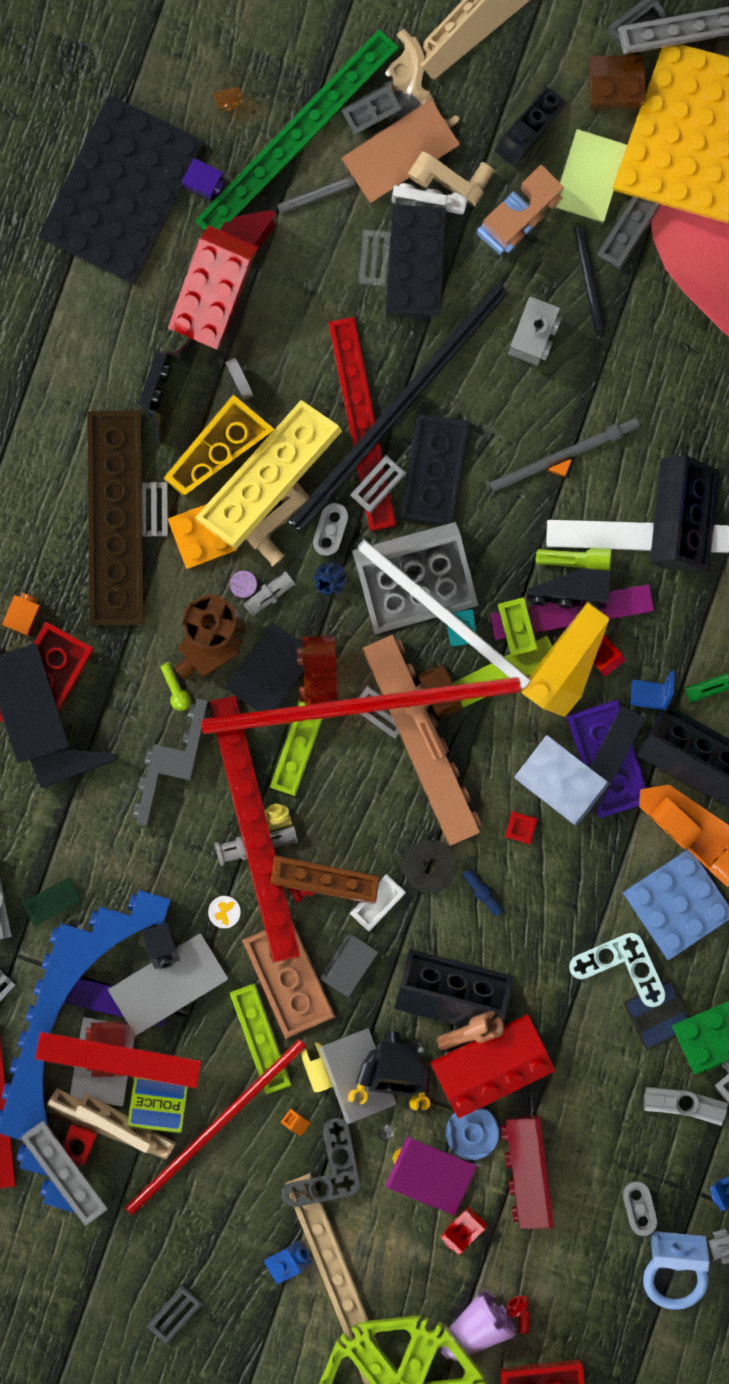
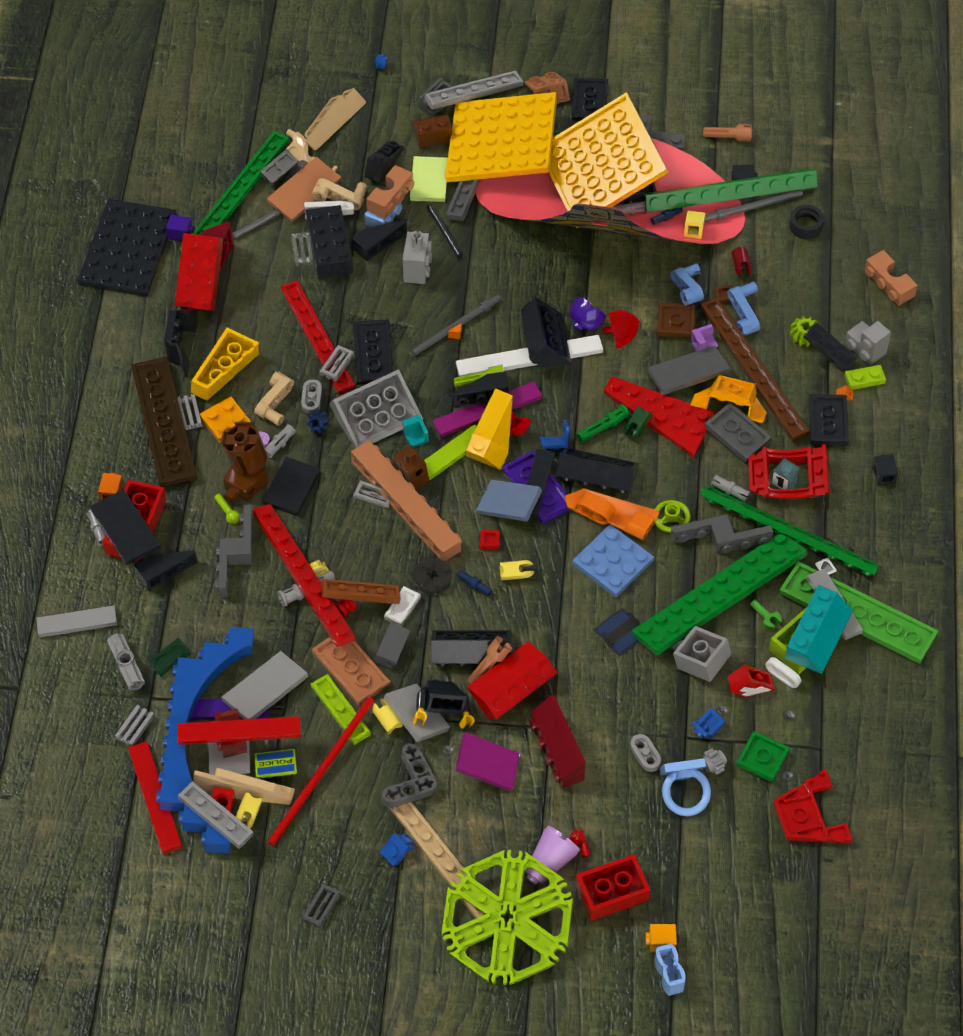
camera: 10 degrees left, 30 degrees down
(111, 1158) = (249, 809): none -> light yellow piece
(160, 946) = (253, 659): black brick -> none
(224, 912) = (294, 637): white sticker -> none
(228, 98) = (185, 184): clear orange plate -> none
(239, 379) = (228, 321): light grey piece -> none
(268, 474) = (261, 369): light yellow plate -> none
(295, 755) = (322, 522): lime tile -> none
(295, 1122) = (380, 757): orange piece -> none
(319, 670) = (324, 472): clear red brick -> none
(361, 705) = (357, 475): red axle -> none
(398, 407) = (337, 321): black axle -> none
(426, 727) = (396, 471): nougat piece -> none
(442, 612) = (400, 414): white tile -> none
(463, 1230) = (522, 795): red bracket -> none
(473, 1134) = (510, 733): medium blue tile -> none
(481, 274) = (377, 238): none -> black slope
(517, 627) = (452, 419): lime plate -> none
(539, 889) = (514, 570): none -> light yellow piece
(621, 956) = (582, 600): light aqua beam -> none
(702, 1107) = (645, 678): light grey piece -> none

